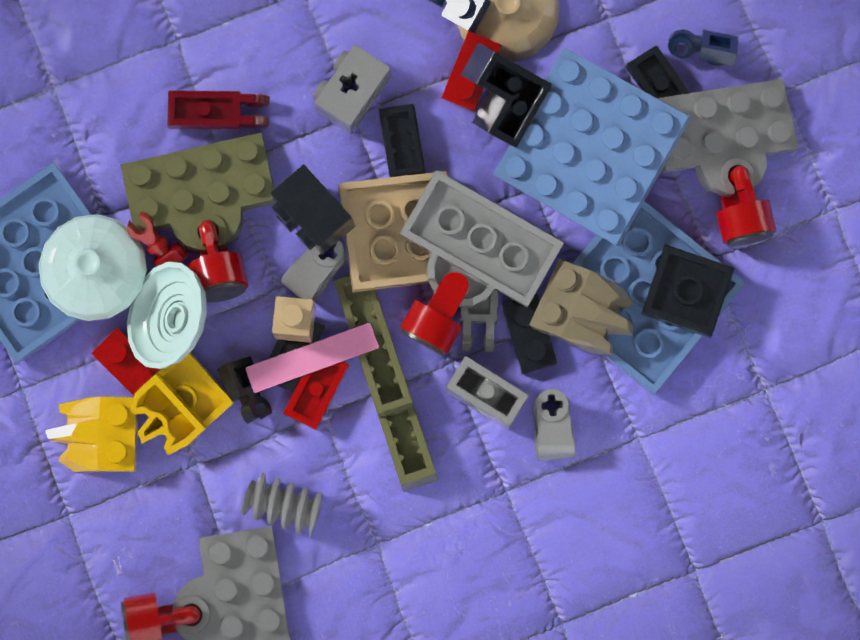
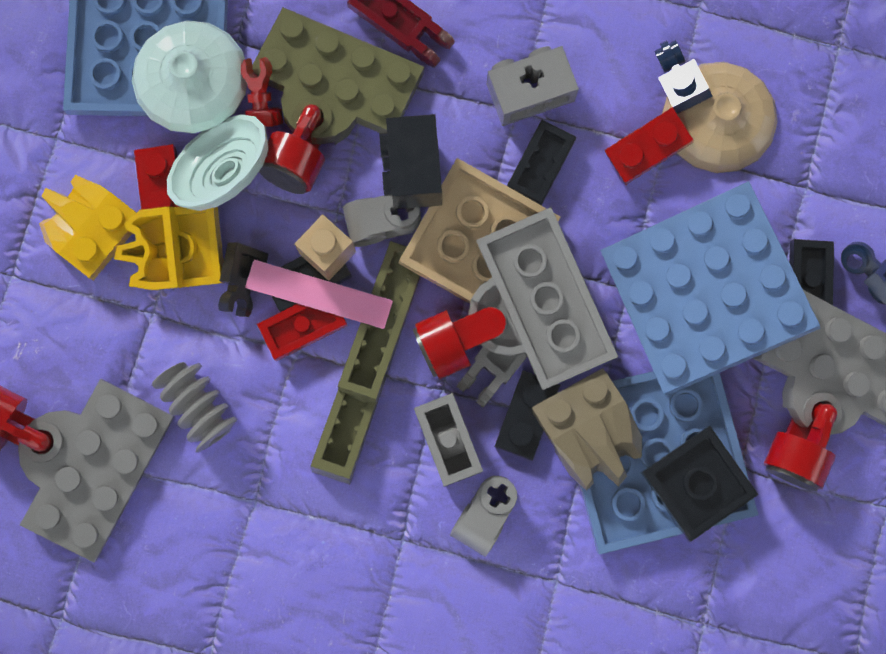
camera: 35 degrees right, 0 degrees up
(512, 94) = (672, 189): black brick -> none

